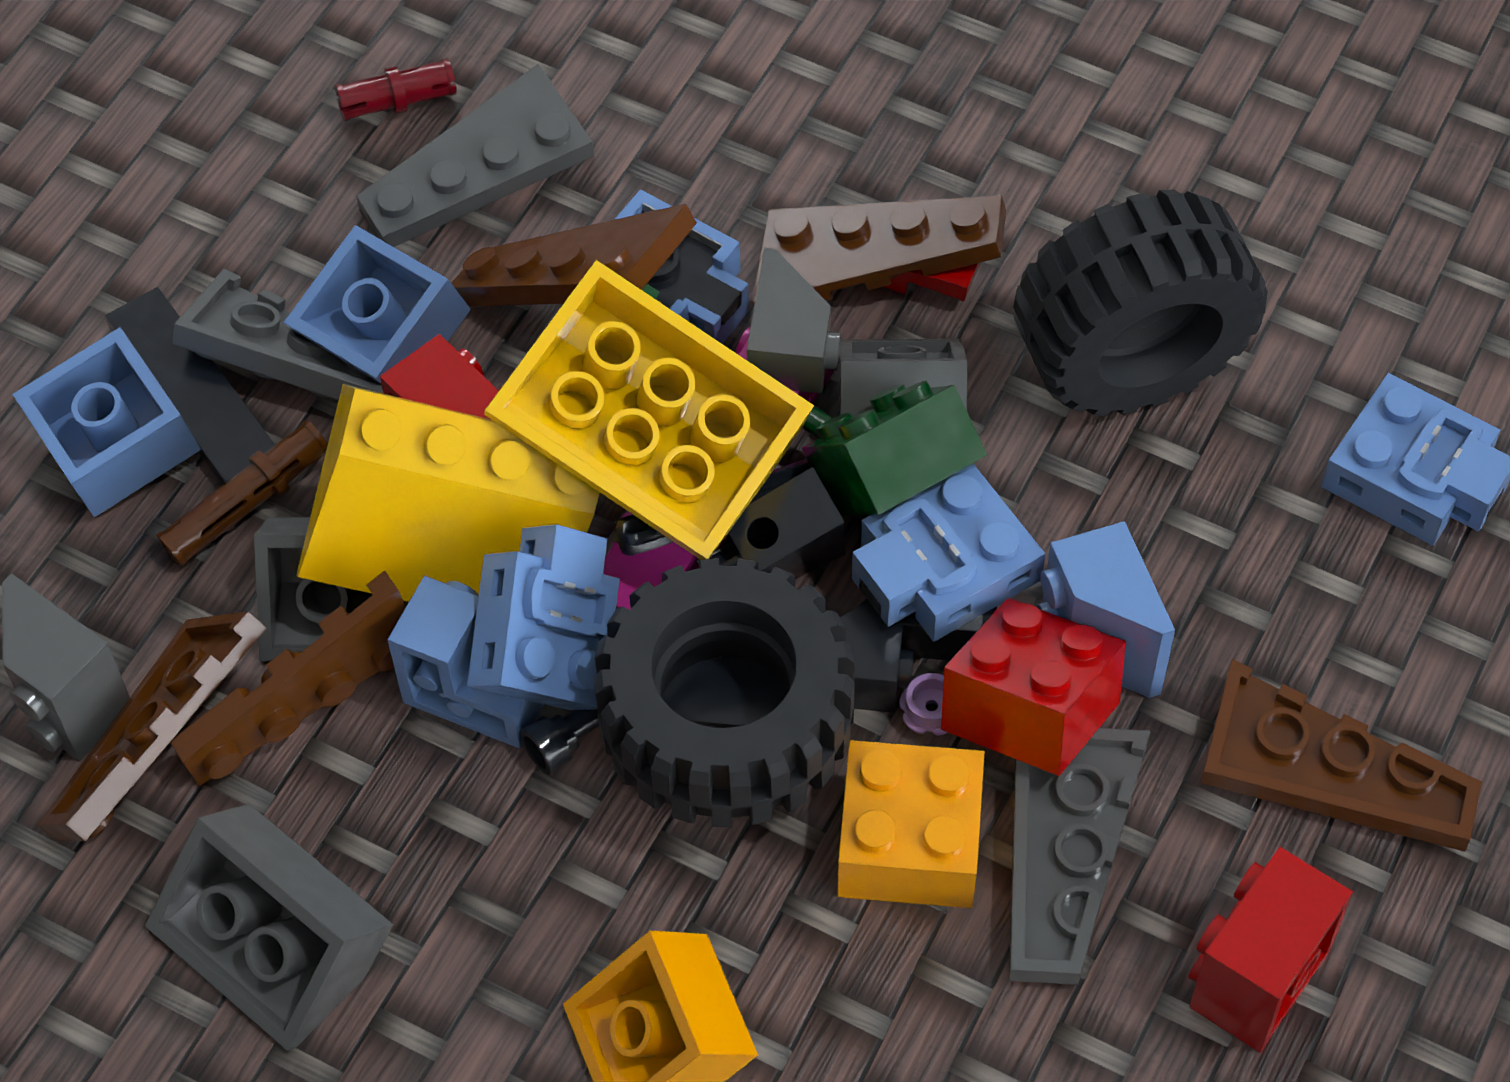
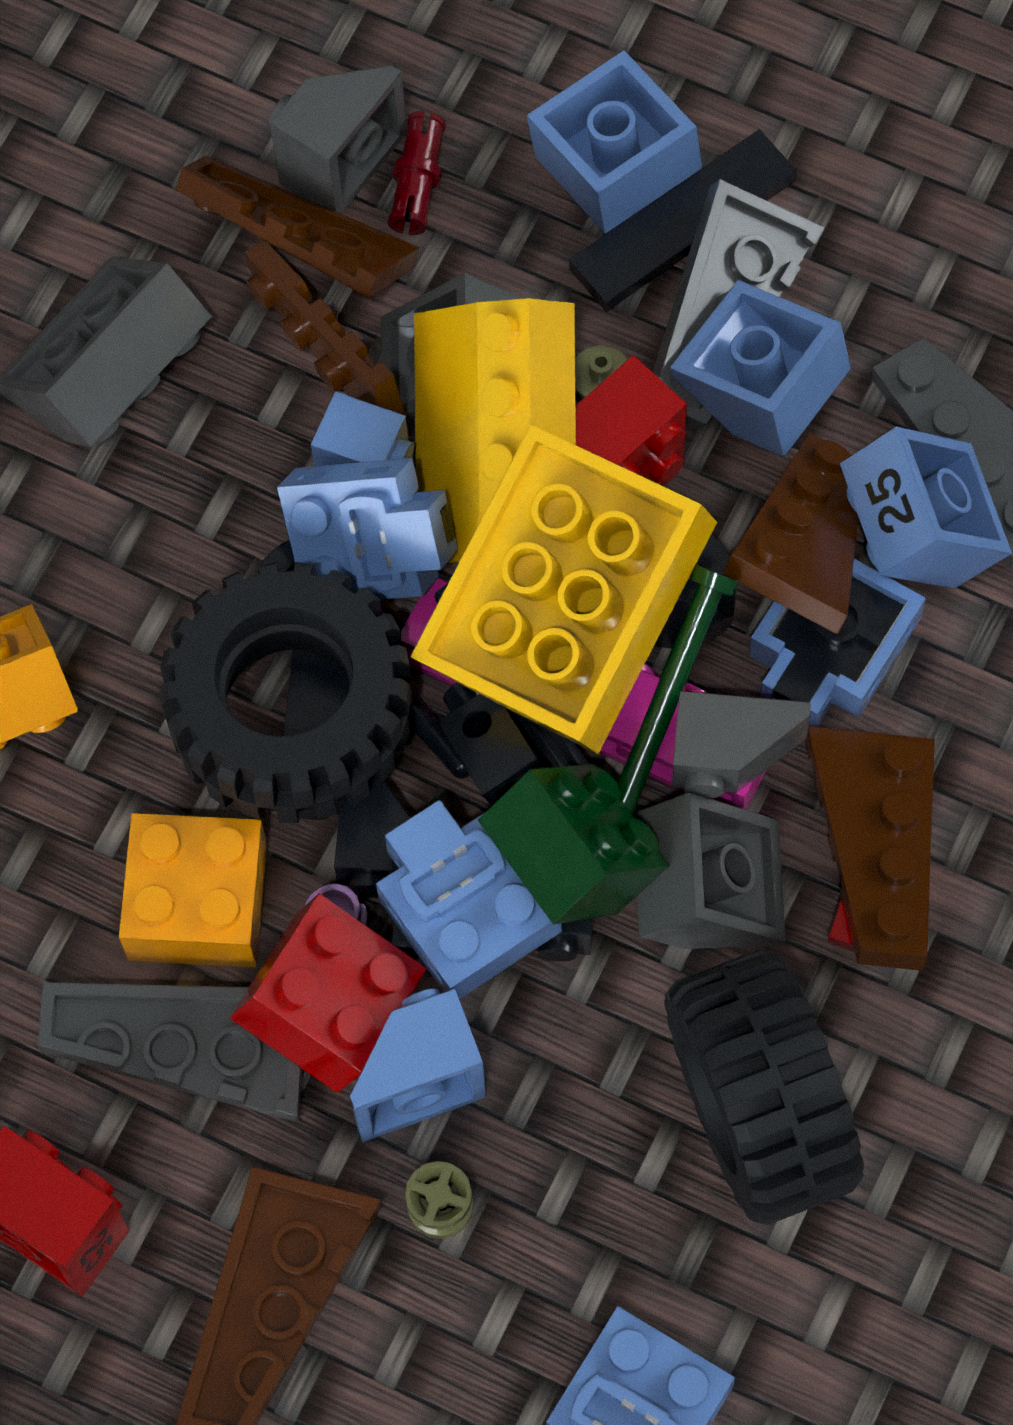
camera: 90 degrees right, 10 degrees up
(113, 620) = (416, 173): none -> dark red pin
(243, 493) = (554, 275): reddish brown pin -> none
(553, 183) = (924, 508): none -> medium blue brick
(1224, 599) = (442, 1186): none -> olive wheel

